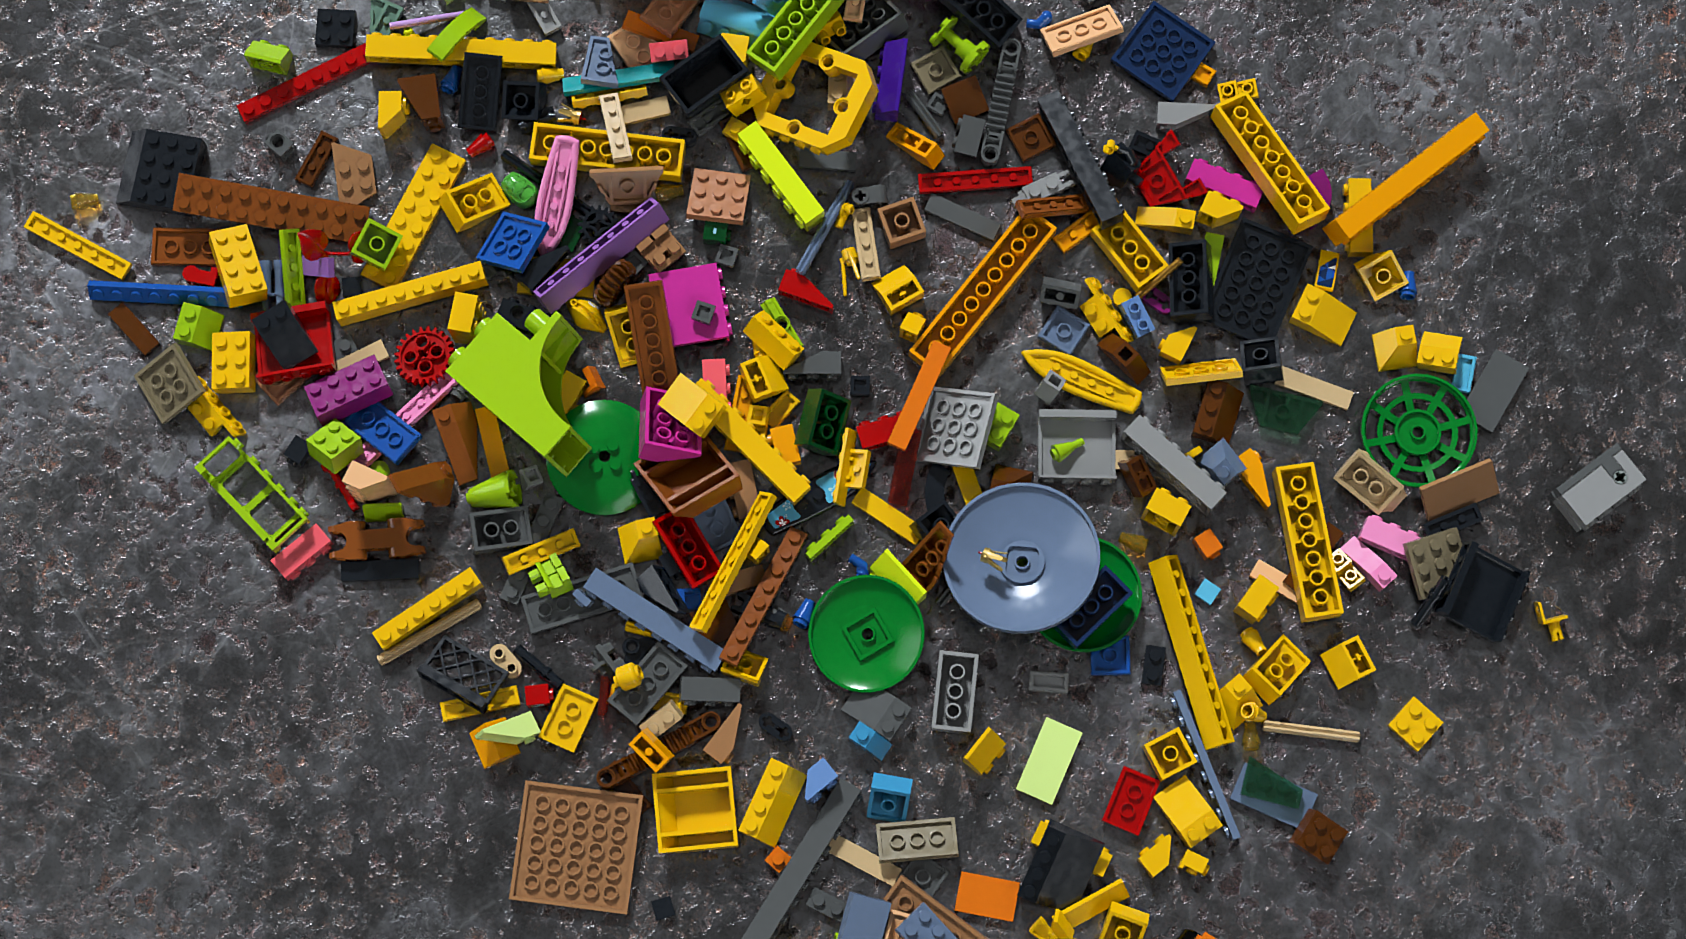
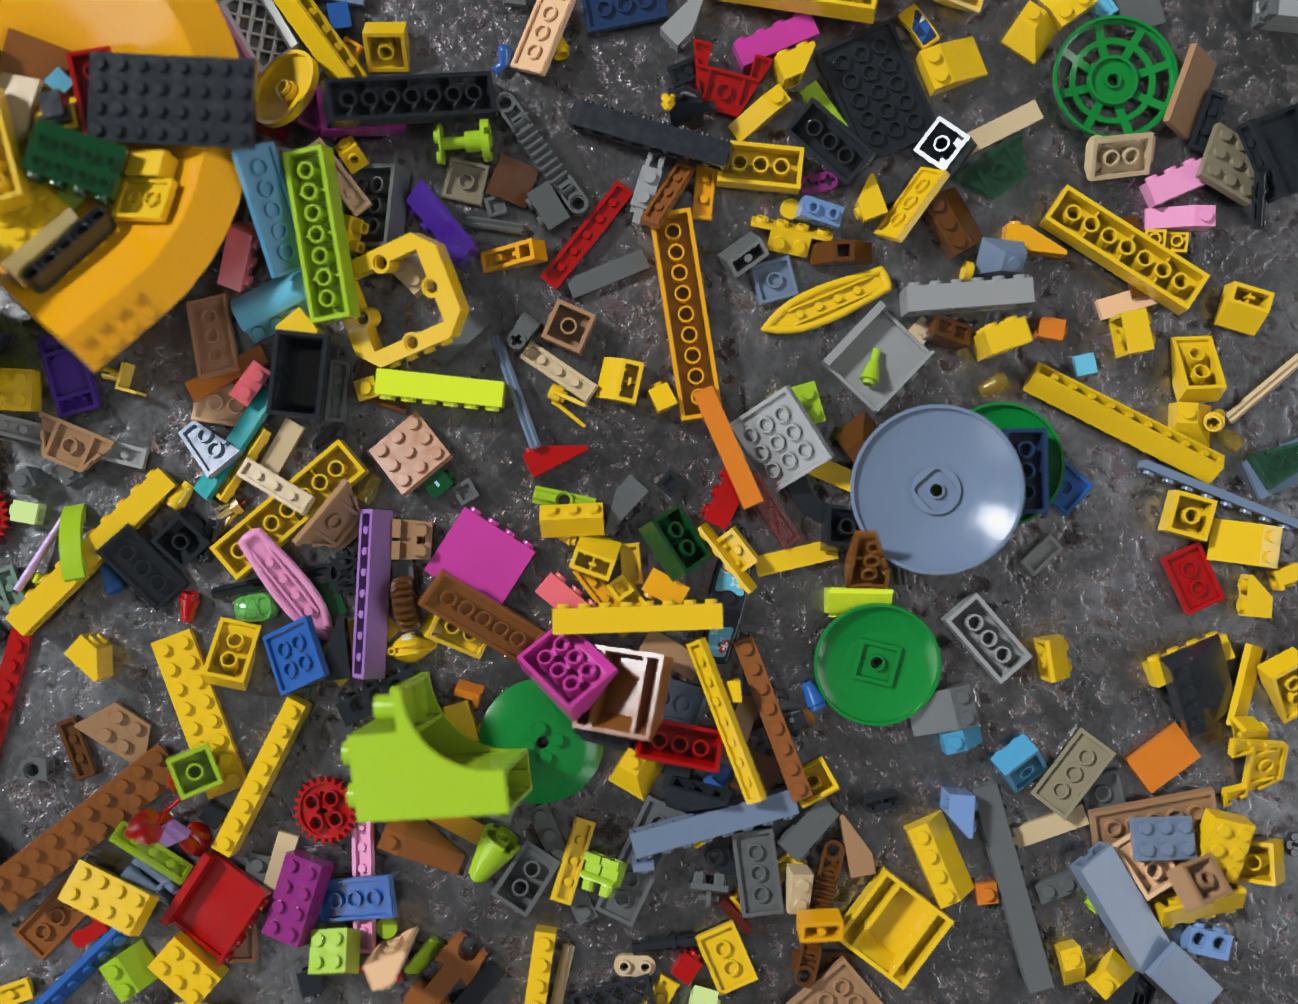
camera: 50 degrees left, 10 degrees up
(285, 335) = (203, 912): black slope -> none
(425, 98) = (107, 617): reddish brown slope -> none
(428, 482) = (436, 907): dark orange wedge -> none
(465, 316) = (323, 752): yellow brick -> none
(628, 676) = (741, 886): yellow head -> none
(692, 405) = (569, 639): yellow slope -> none
(703, 312) = (497, 556): dark grey plate -> none
(743, 95) = (344, 356): yellow brick -> none
(829, 537) = (770, 621): lime plate -> none
(846, 209) = (516, 361): yellow arm -> none
(861, 565) = (816, 616): blue arm -> none
(987, 556) = (918, 513): pearl gold piece -> none
(1030, 138) = (592, 158): reddish brown tile -> none
(1049, 761) = (1102, 612): yellowish green tile -> none
(1050, 387) = (812, 334): light grey brick -> none
(1153, 665) = (1103, 461): black plate -> none
(1159, 278) = (806, 164): pearl gold bar -> none
(1252, 639) = (1156, 366): yellow cone -> none

